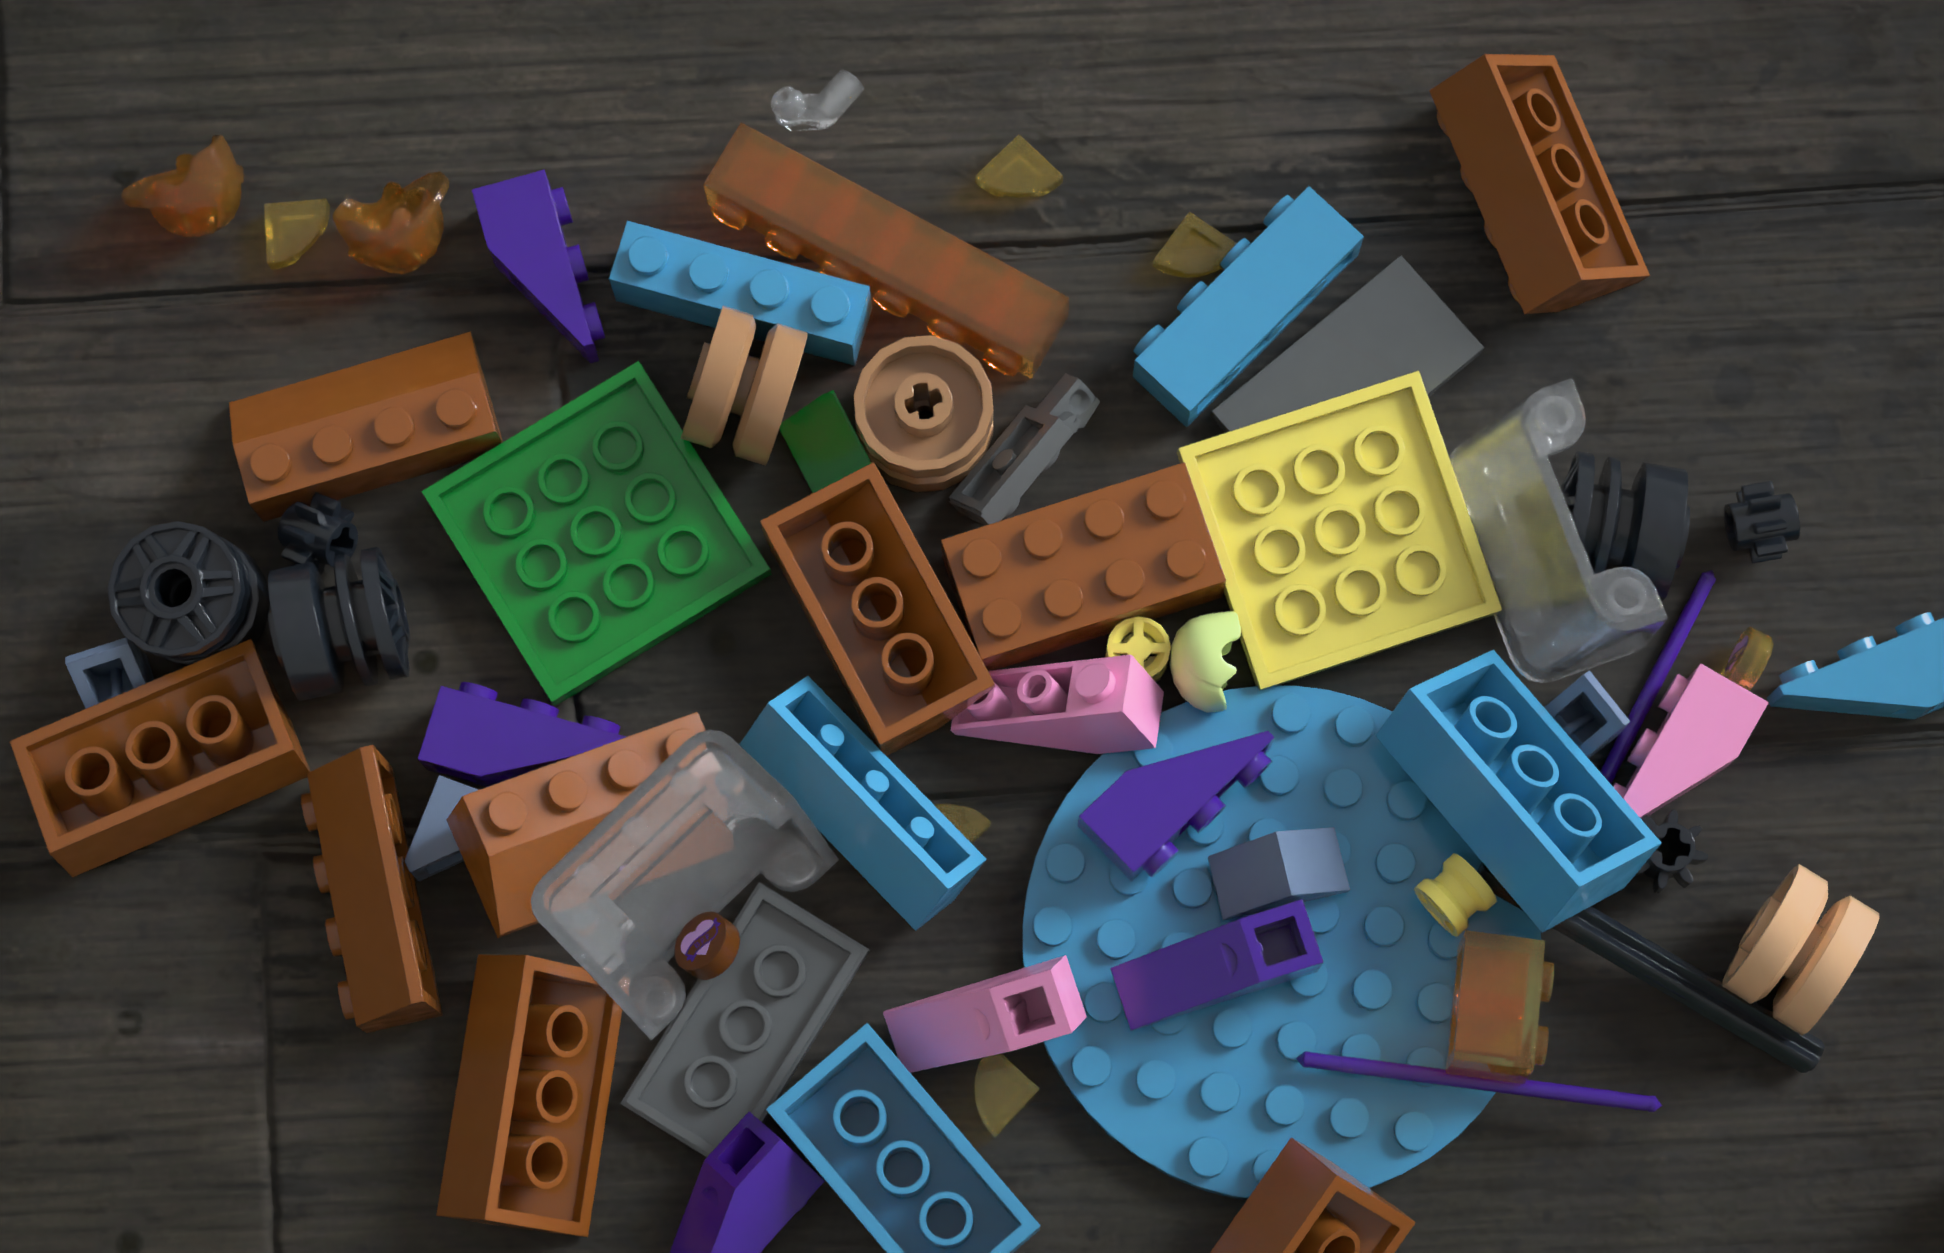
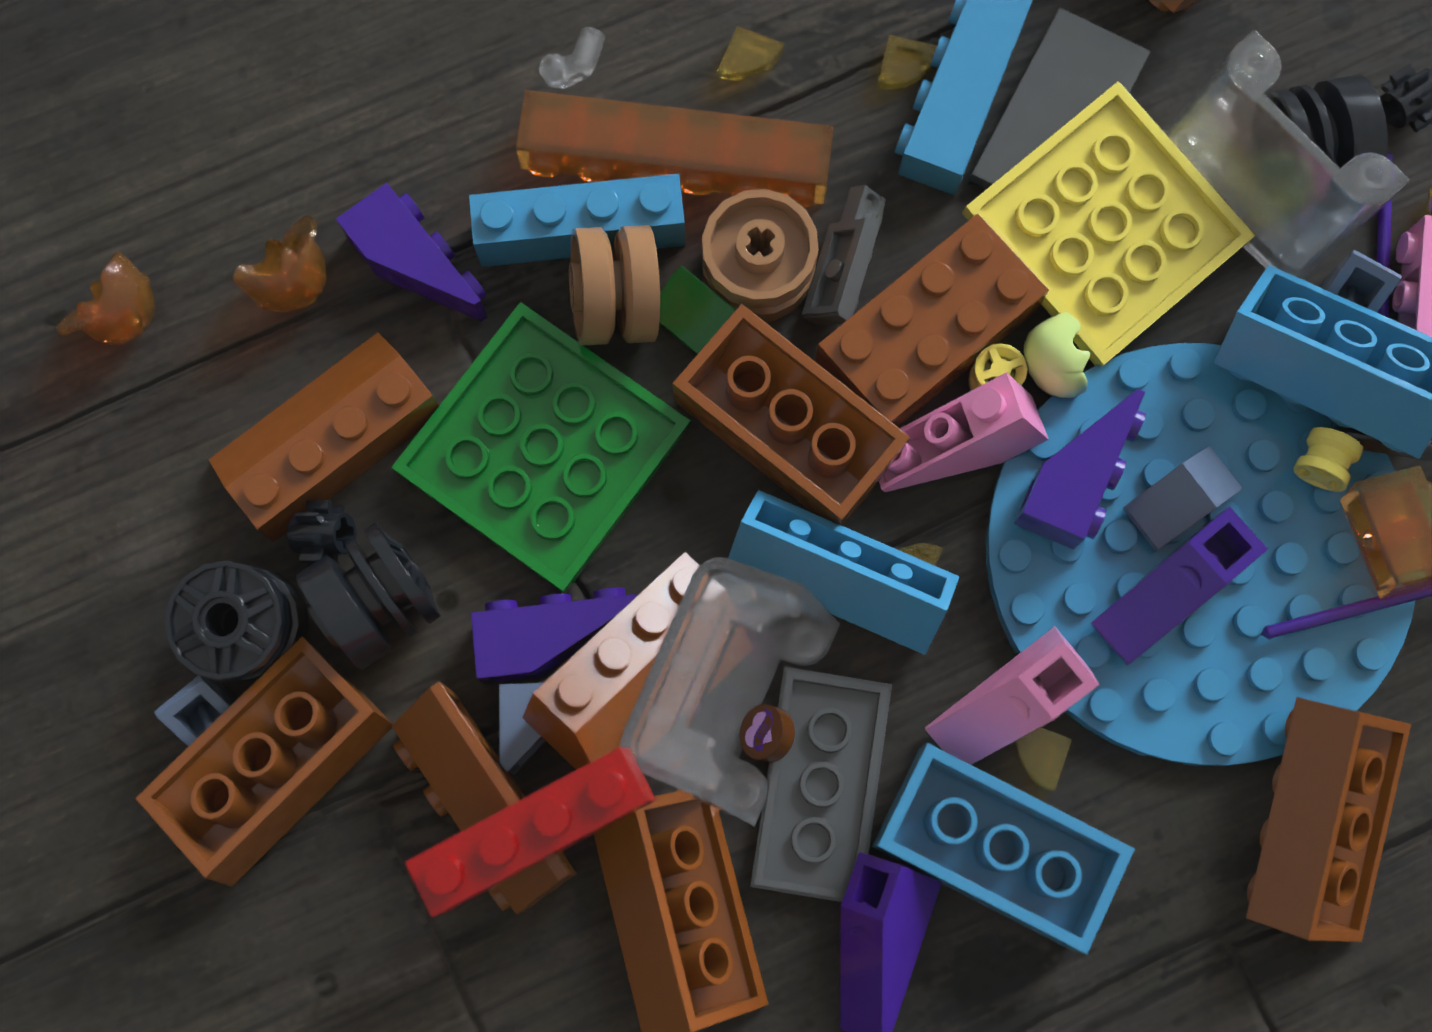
camera: 25 degrees left, 0 degrees up
(293, 229) = (205, 306): clear yellow tile -> none
(402, 938) = (530, 831): none -> red brick

